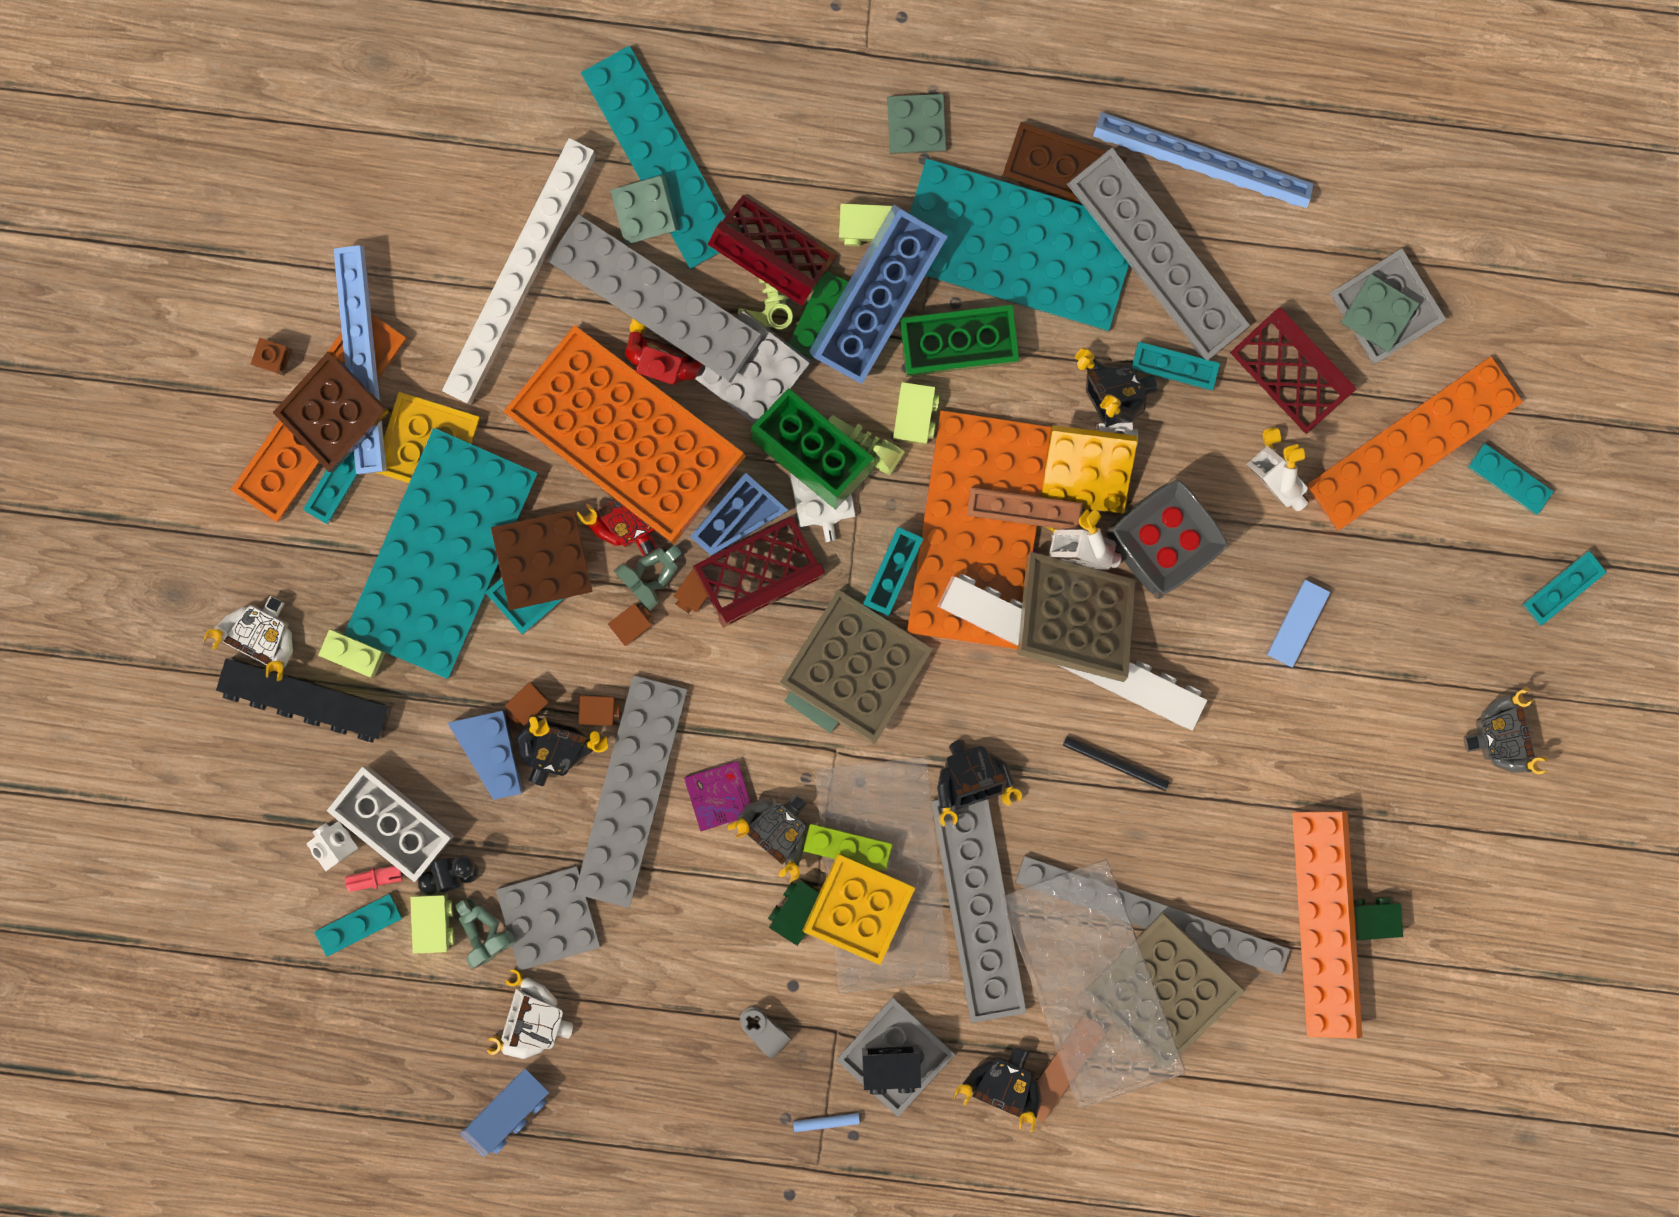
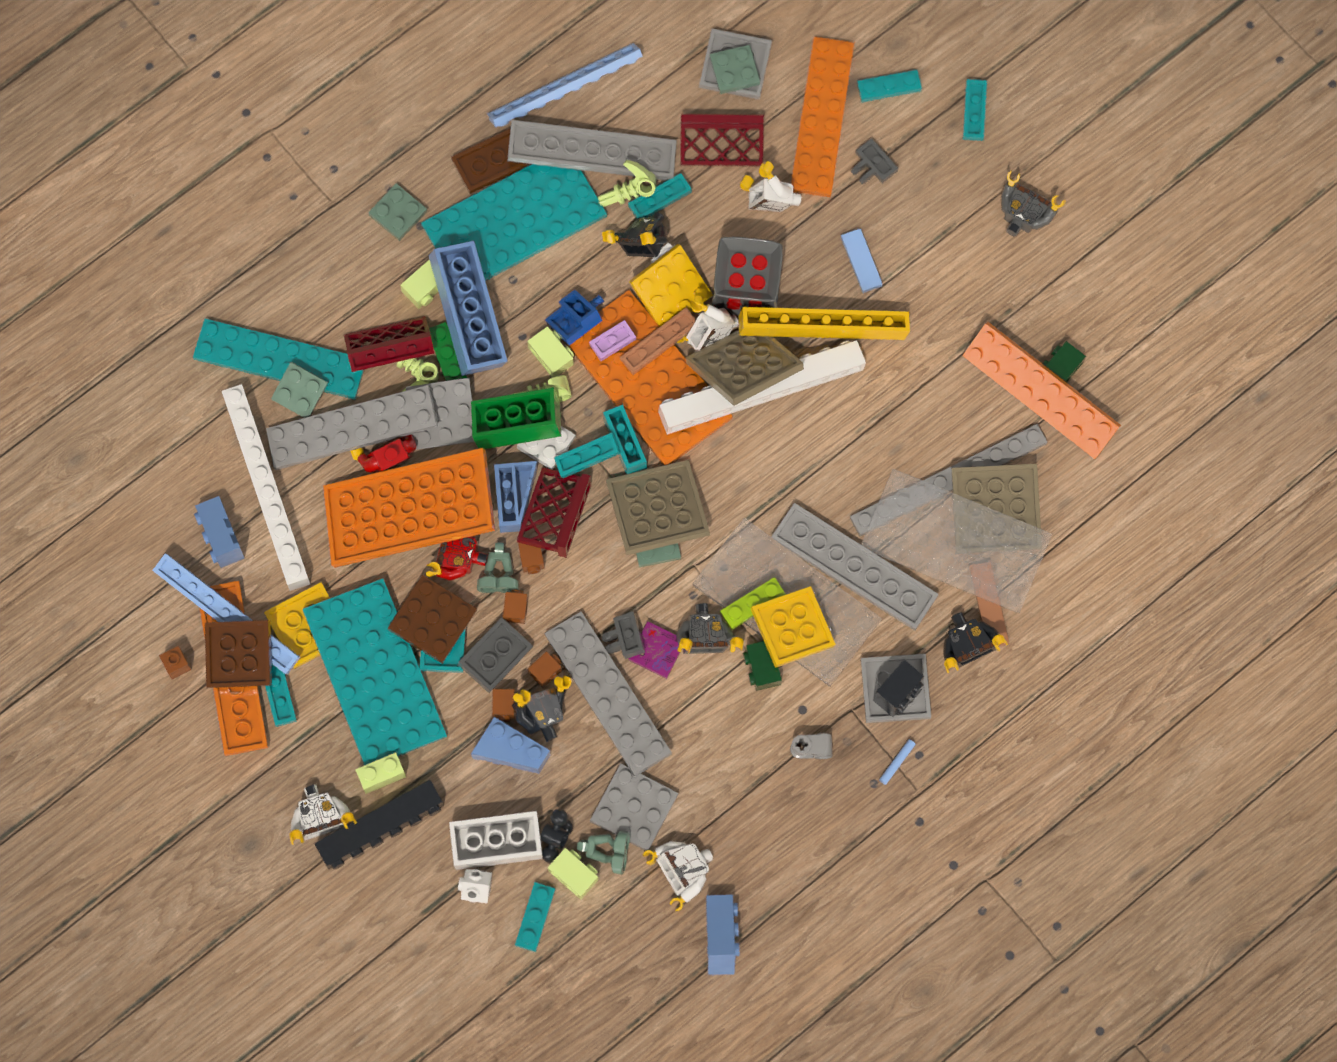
camera: 55 degrees left, 15 degrees down
(373, 878) = (517, 882): coral axle -> none
(433, 271) = (218, 532): none -> medium blue wedge
(565, 651) = (495, 655): none -> dark grey plate
(705, 757) = (629, 636): none -> dark grey hinge
(841, 552) = (587, 455): none -> teal plate
(959, 340) = (535, 292): green brick -> none
(970, 403) = (575, 316): none -> blue plate
(972, 778) = (780, 501): black torso -> none
(981, 464) = (612, 340): none -> lavender plate
(1115, 763) = (845, 423): black bar -> none
(1169, 340) = (634, 187): none -> yellowish green piece
(1192, 654) = (824, 323): none -> yellow brick
(1416, 541) = (876, 161): none -> dark grey hinge

